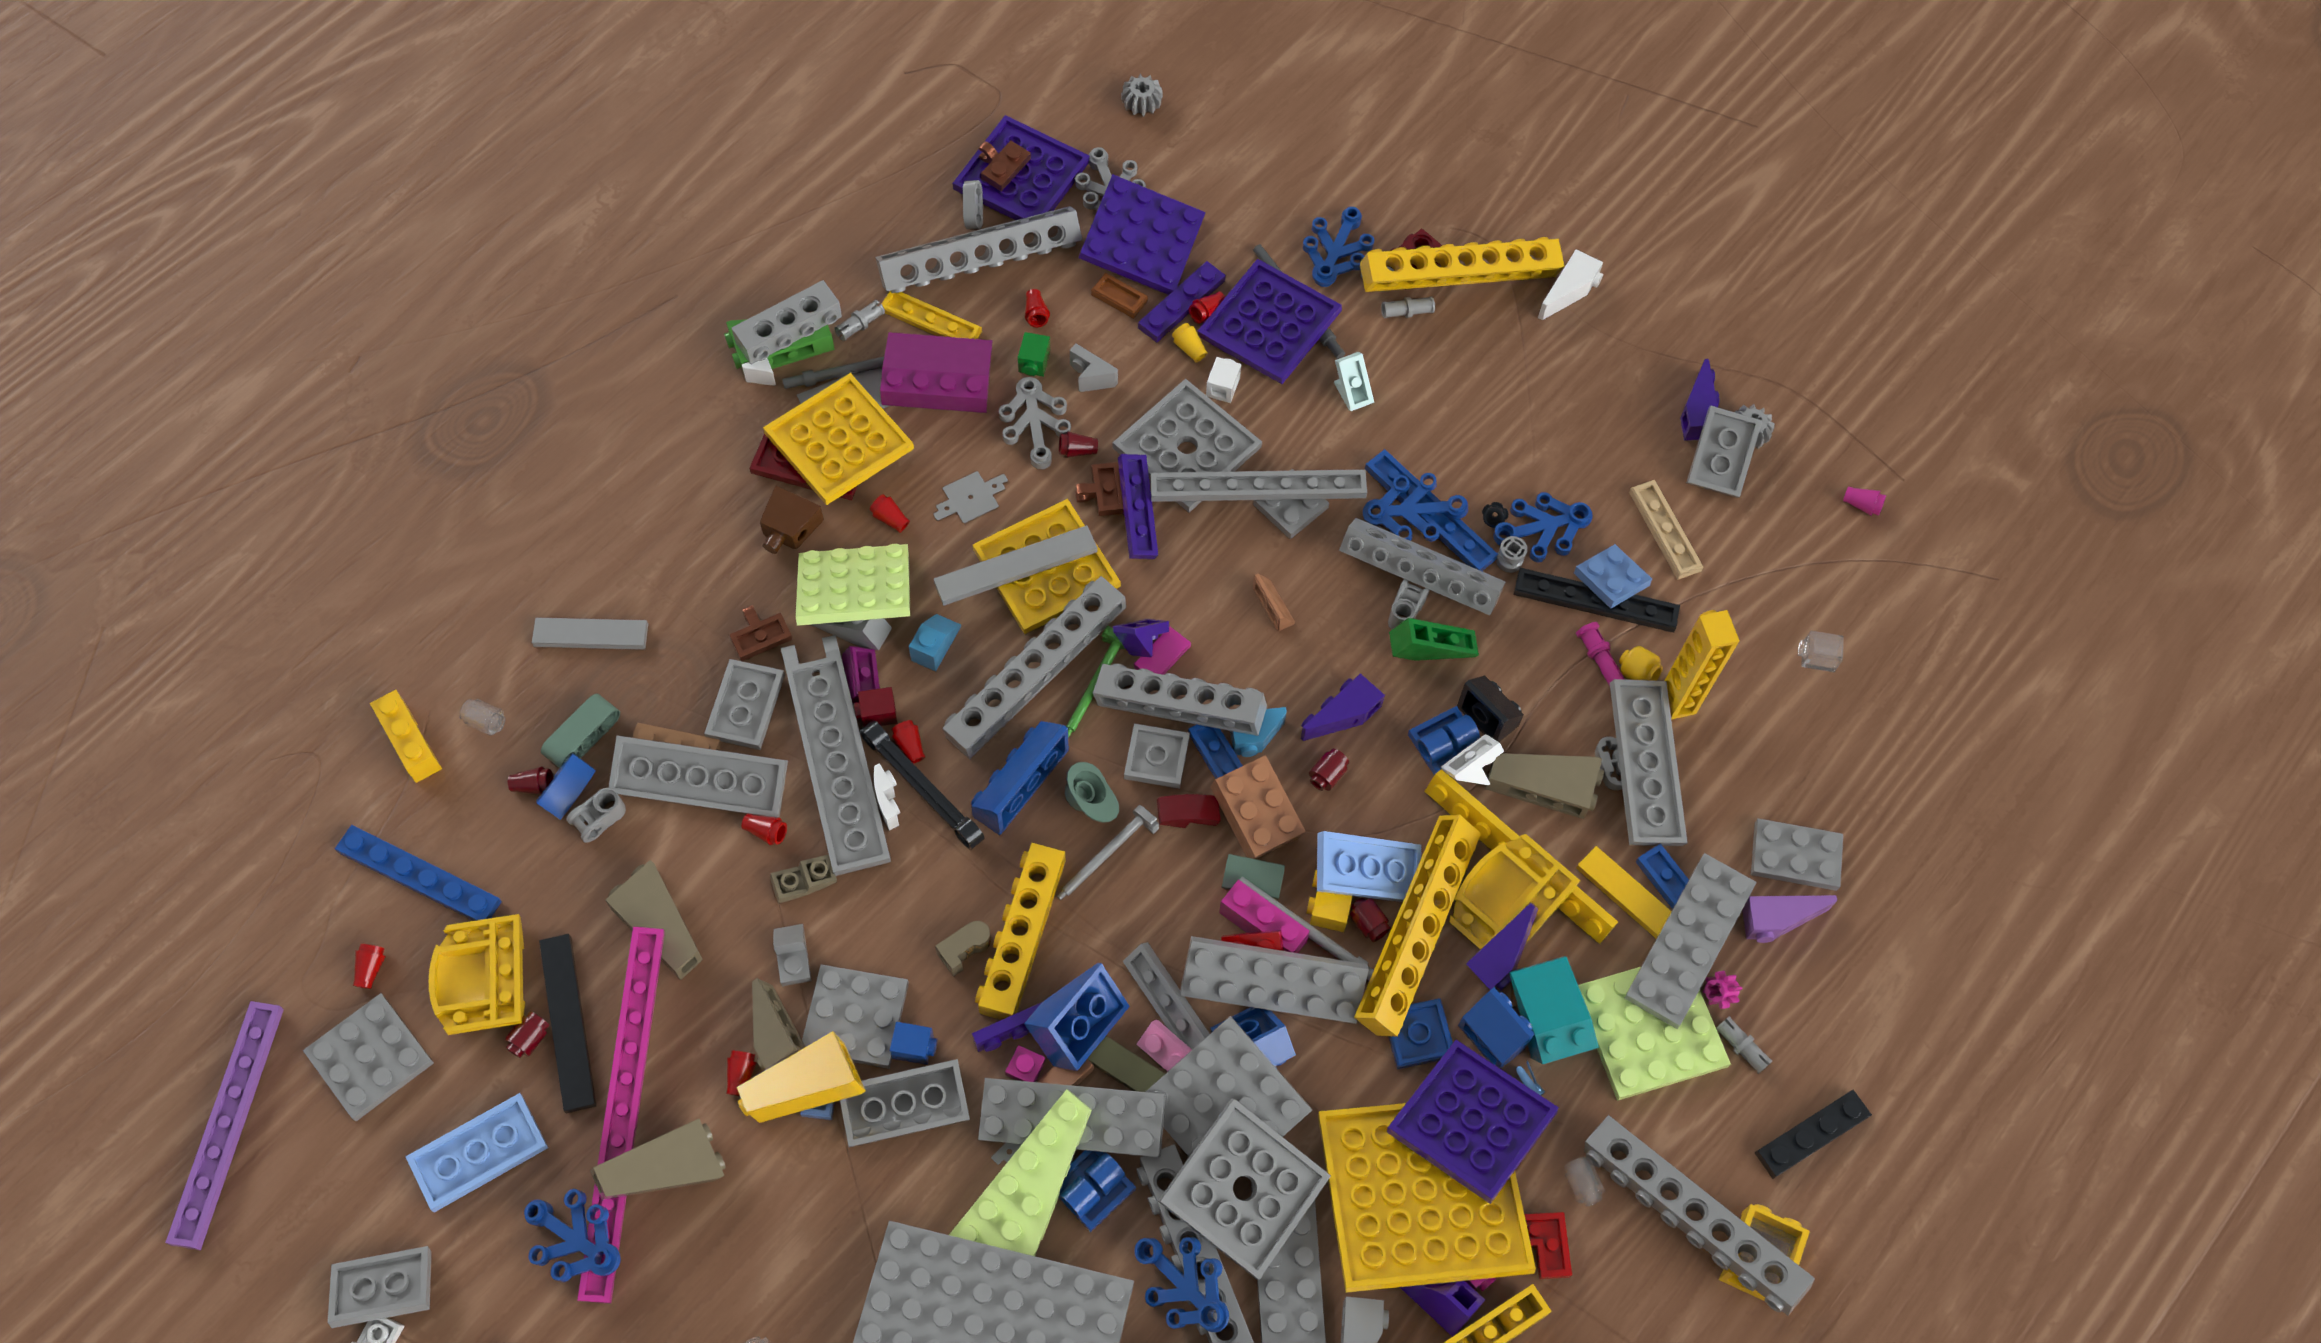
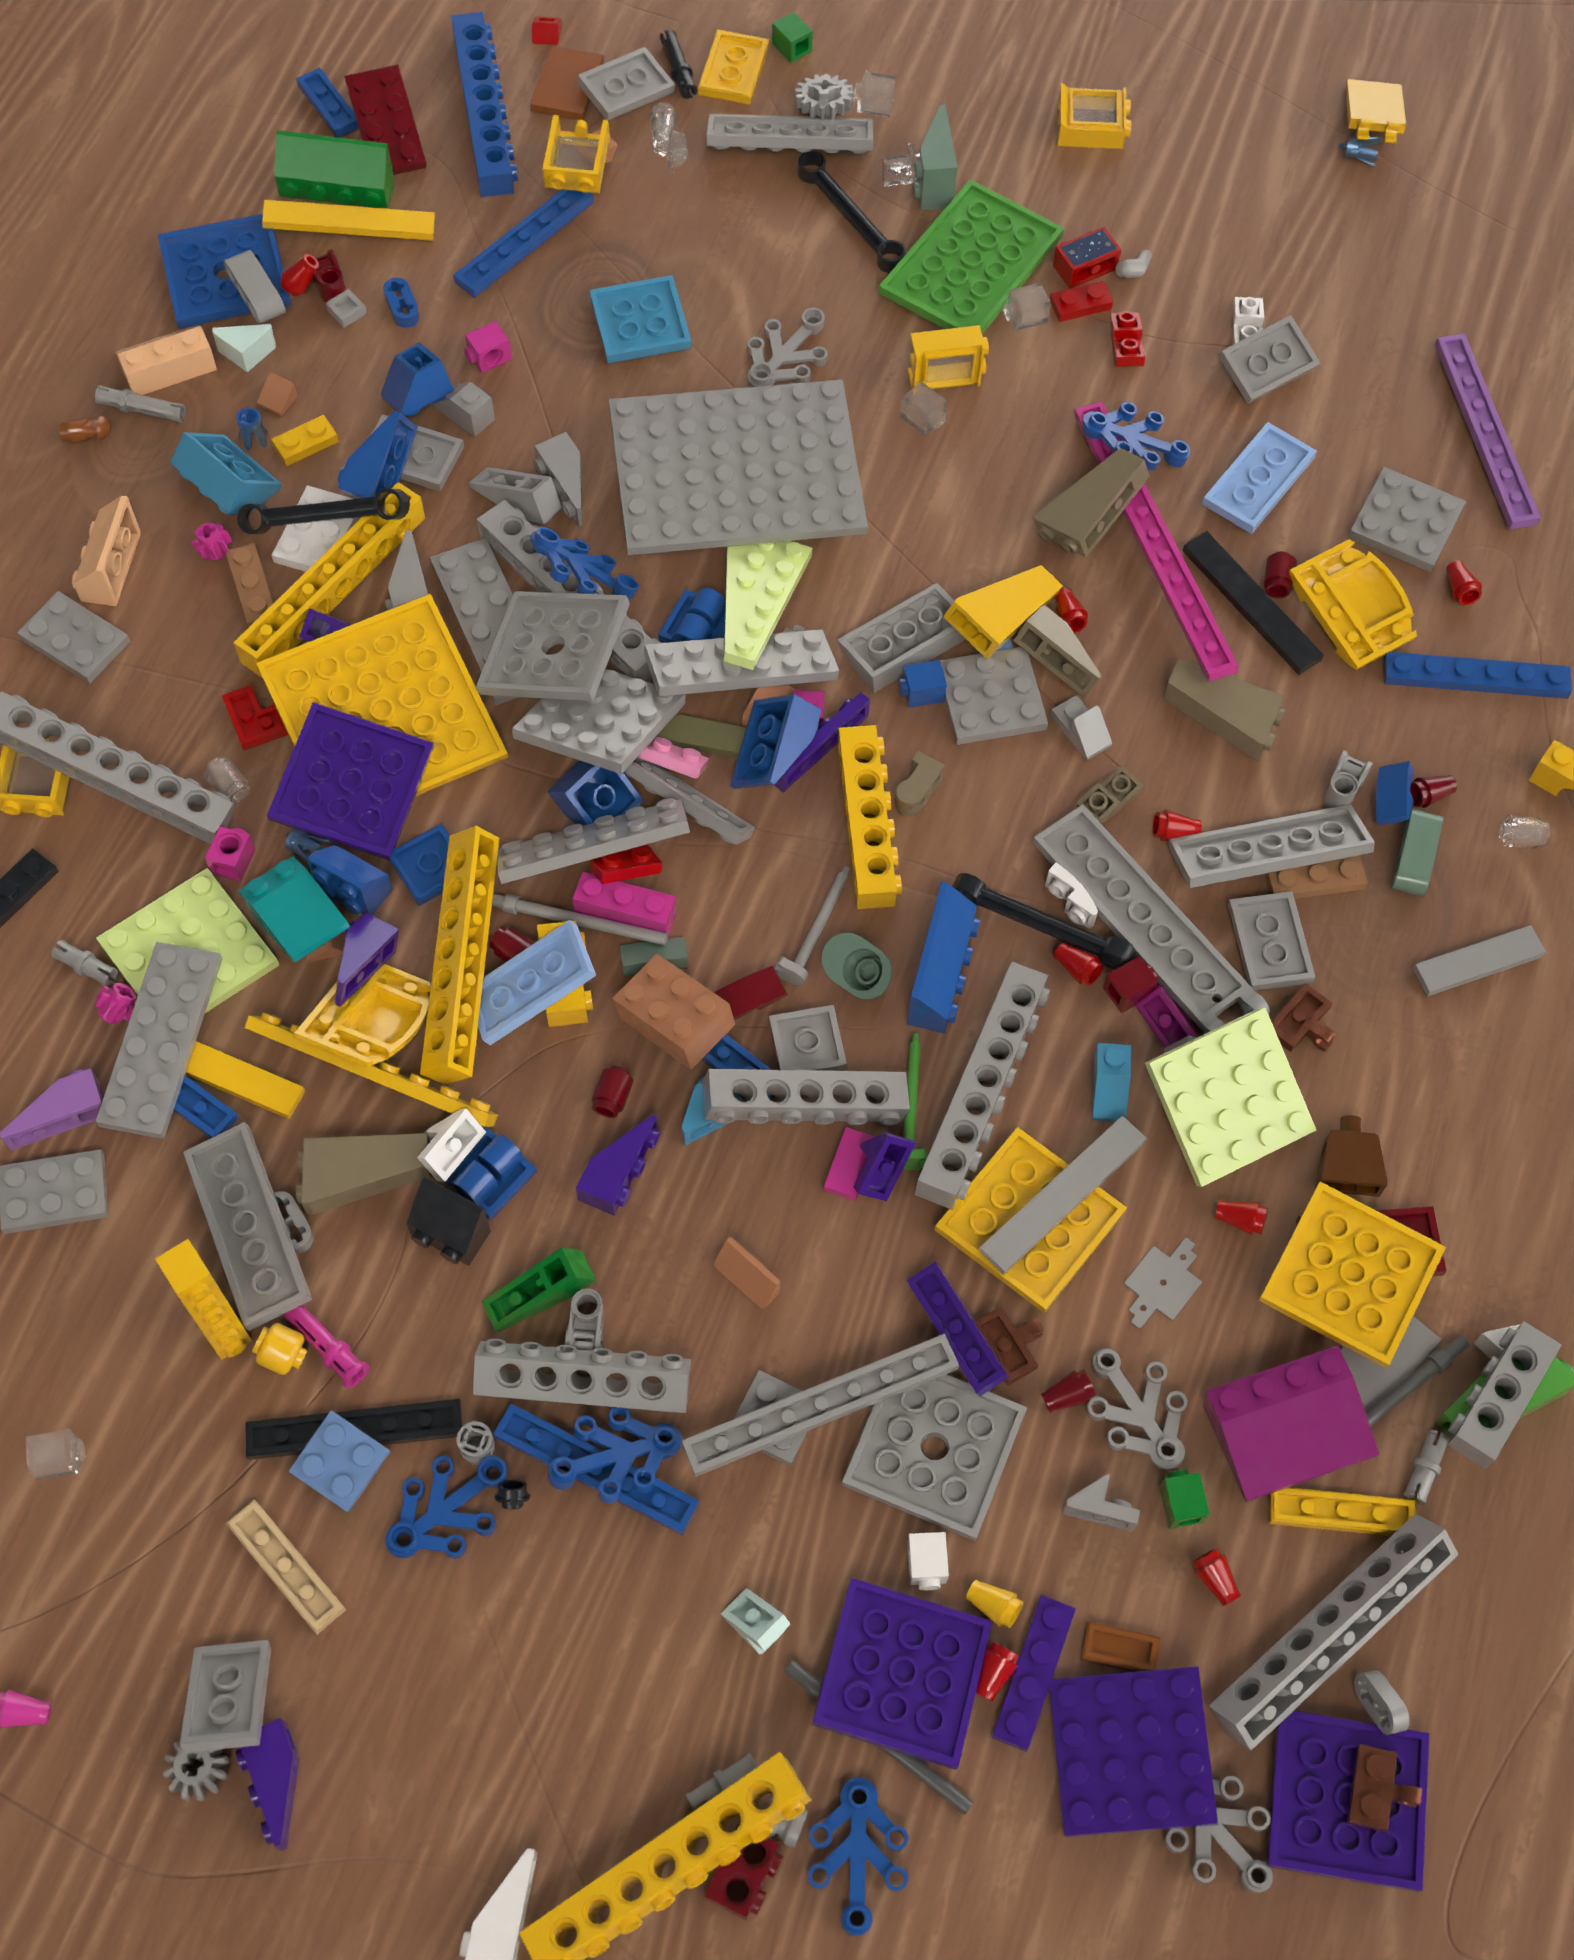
camera: 160 degrees right, 0 degrees up
(1604, 1093) = (233, 864): none -> dark pink brick

